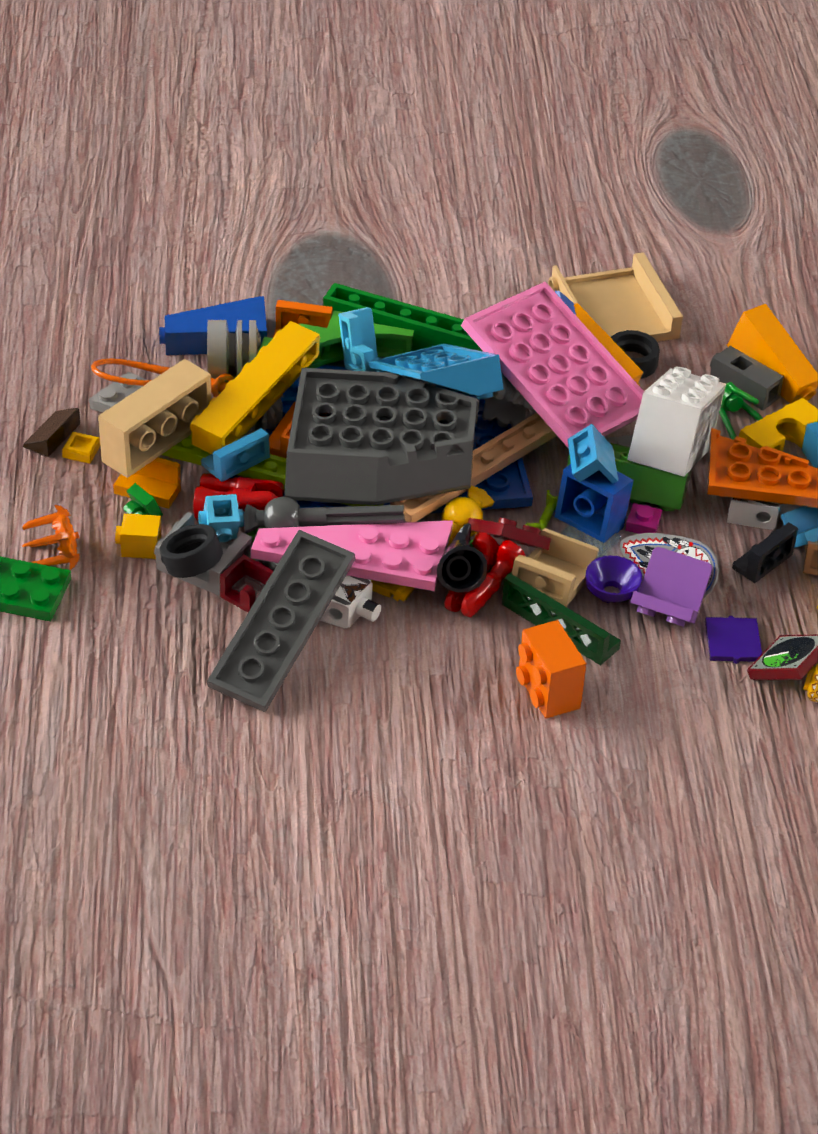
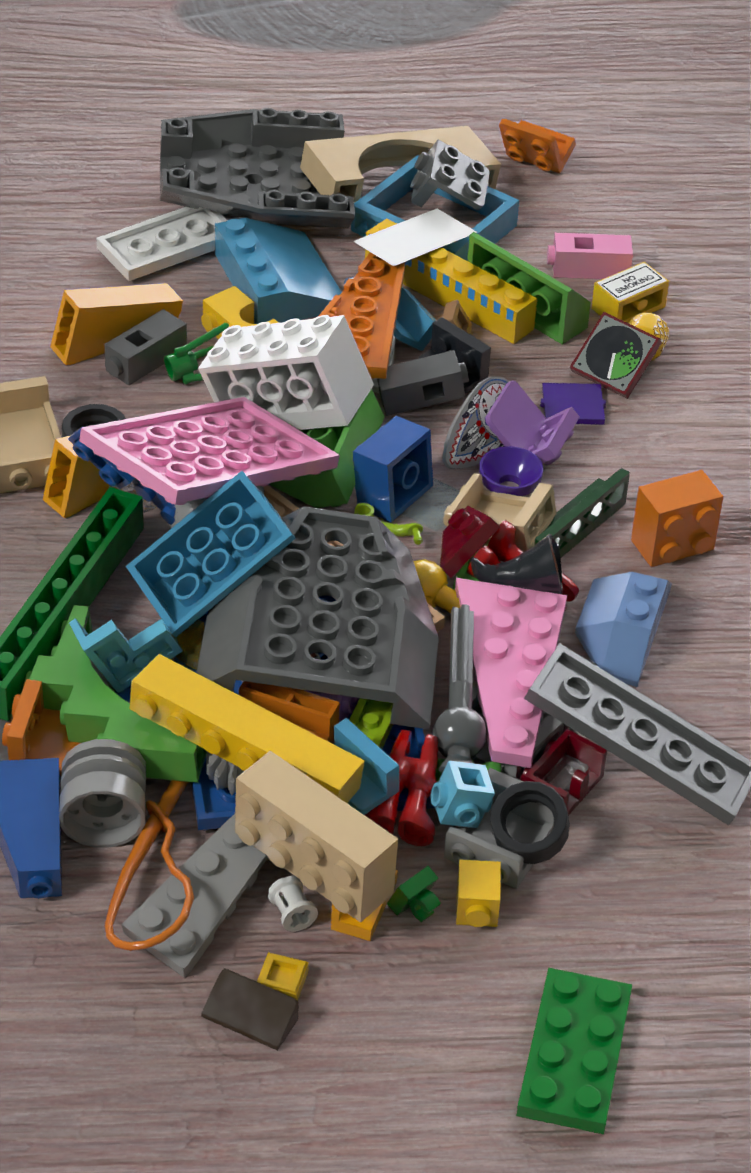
camera: 90 degrees left, 0 degrees up
(64, 537) = (487, 972): orange piece -> none
(440, 643) = (622, 622): none -> medium blue wedge
(591, 453) = (374, 436): dark azure panel -> none
(723, 528) = (422, 383): none -> dark grey brick

